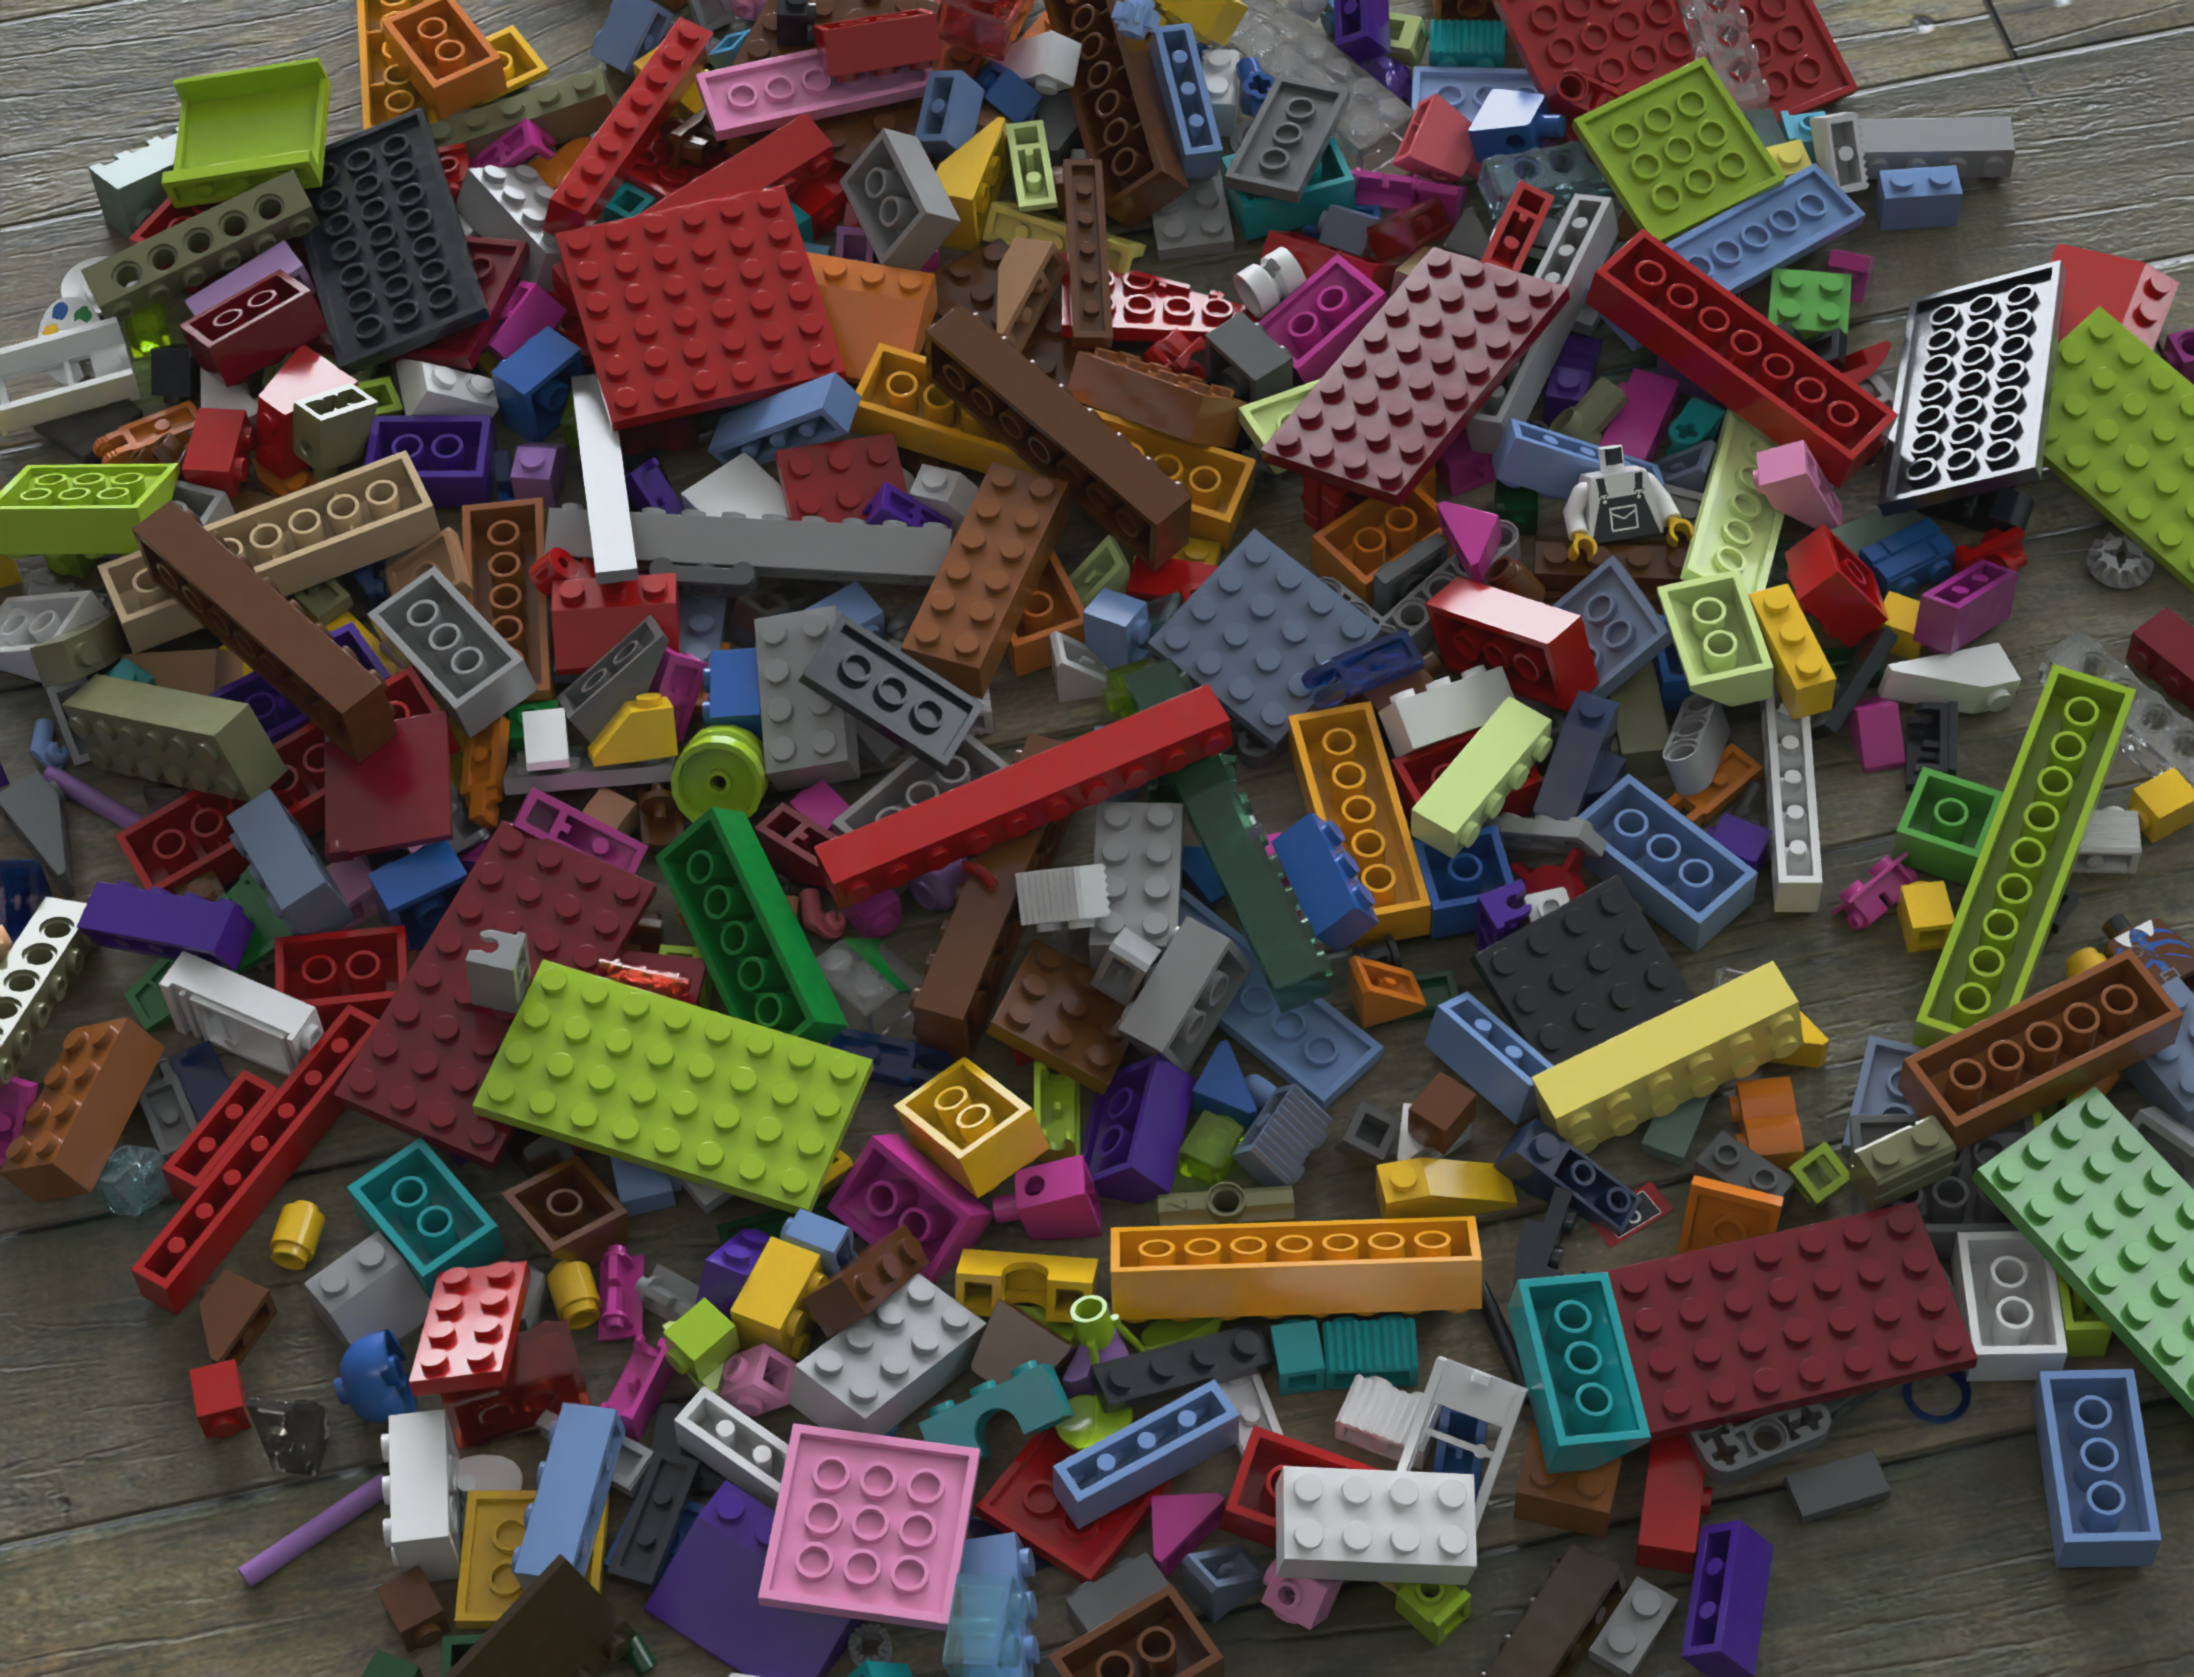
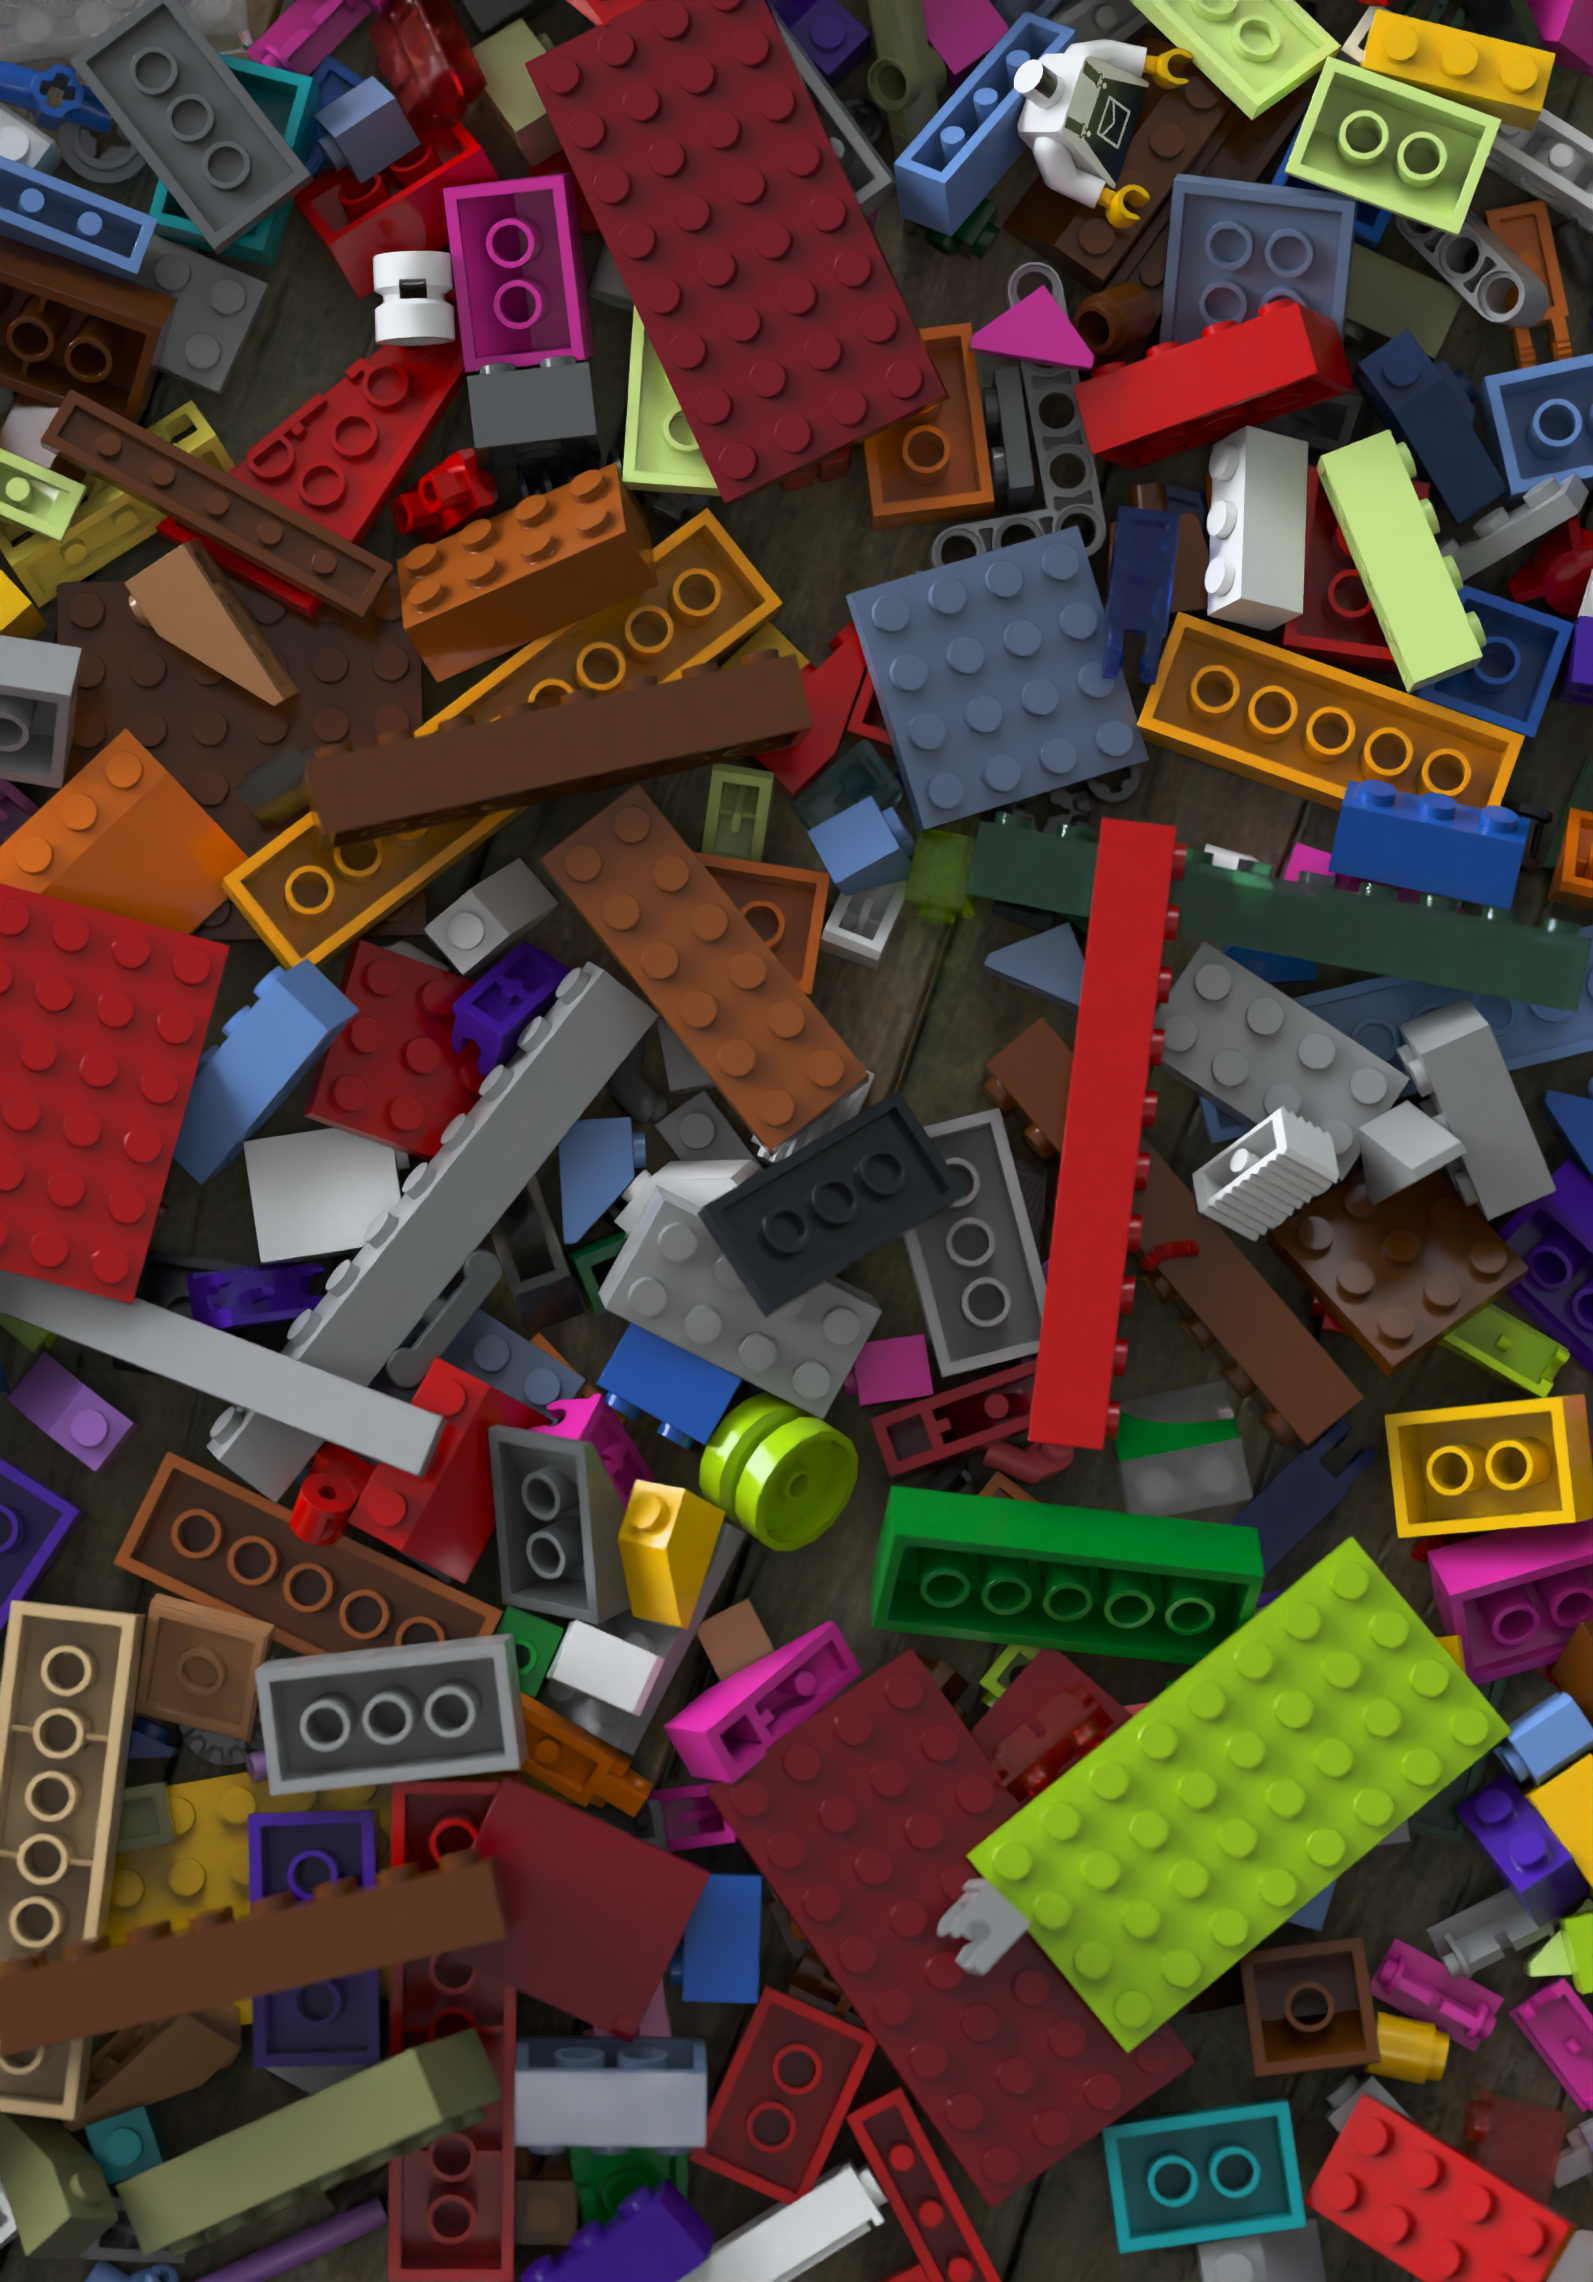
camera: 60 degrees left, 30 degrees up
(503, 470) = (63, 1469): clear blue tile -> none
(659, 816) = (774, 1577): reddish brown hips -> none

